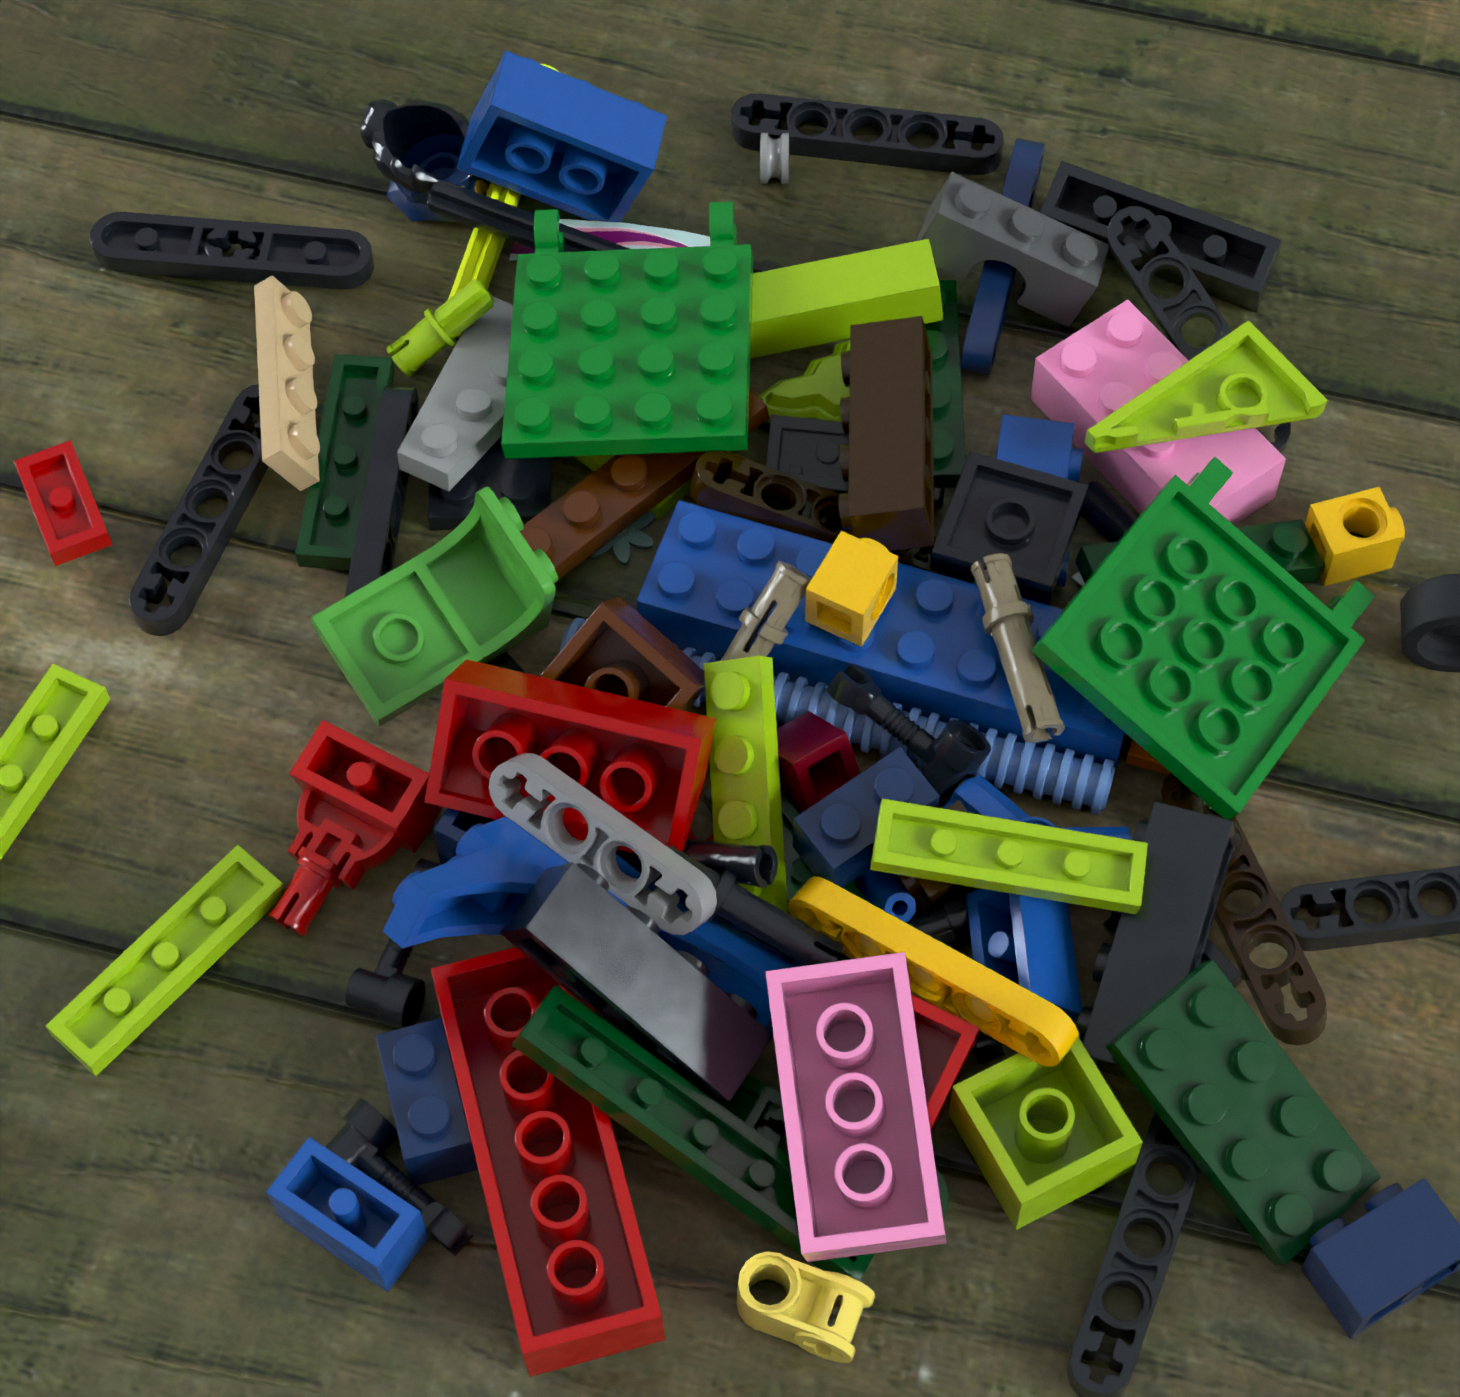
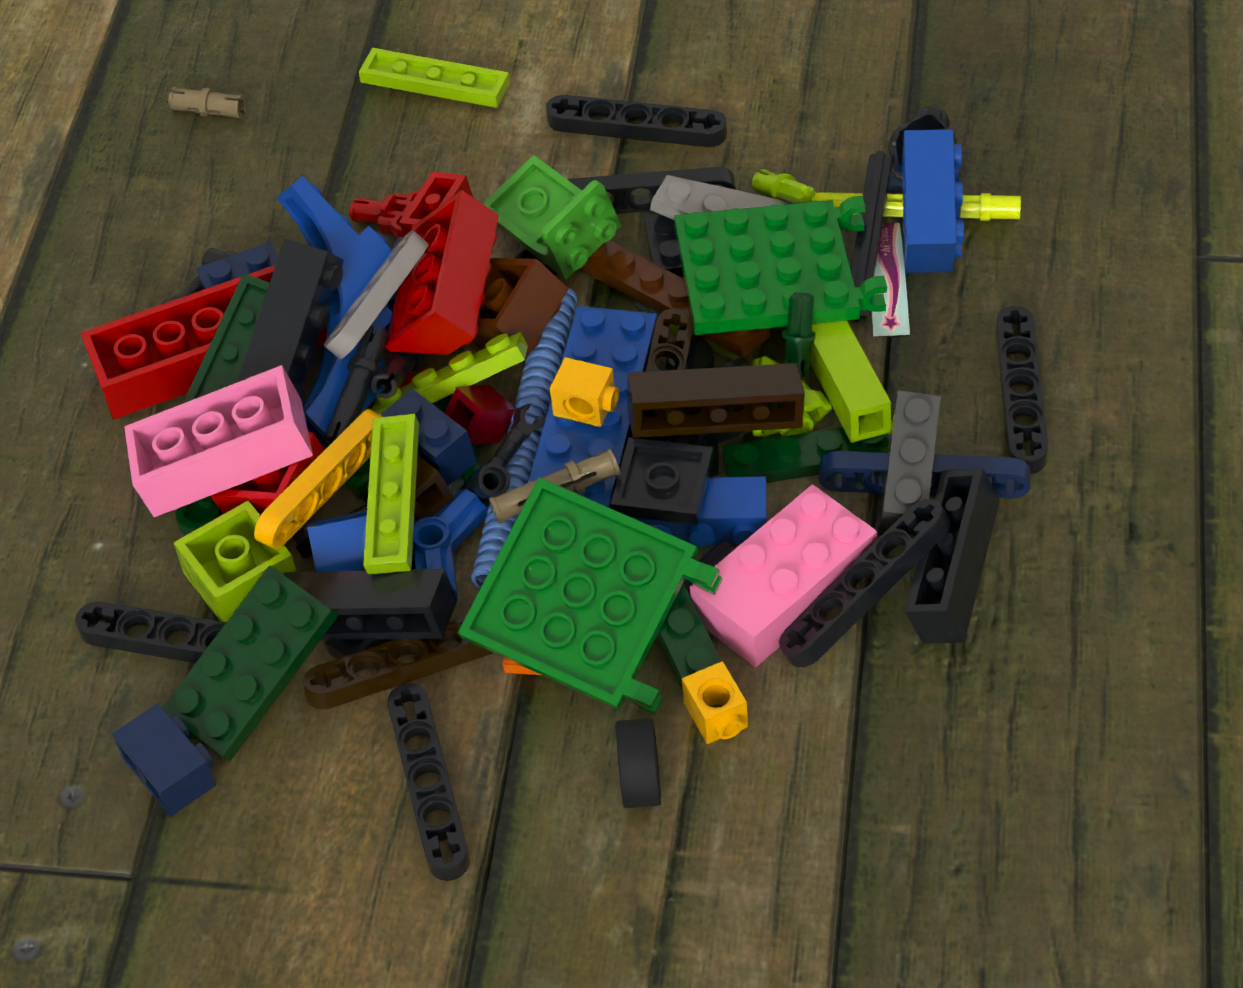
camera: 85 degrees right, 10 degrees down
(62, 503) = (623, 55): red plate -> none
(166, 960) = (328, 163): lime plate -> none
(196, 249) = (830, 112): black piece -> none
(286, 383) = (721, 124): tan plate -> none
(344, 457) = (737, 159): dark green plate -> none
(348, 1214) = (169, 258): blue brick -> none
(774, 158) = (977, 336): light grey bush -> none
(778, 326) = (799, 331): none -> dark green axle
(786, 589) = (551, 355): dark tan pin -> none
(807, 1307) = (115, 479): light yellow piece -> none
(1221, 390) = (791, 580): lime wing -> none

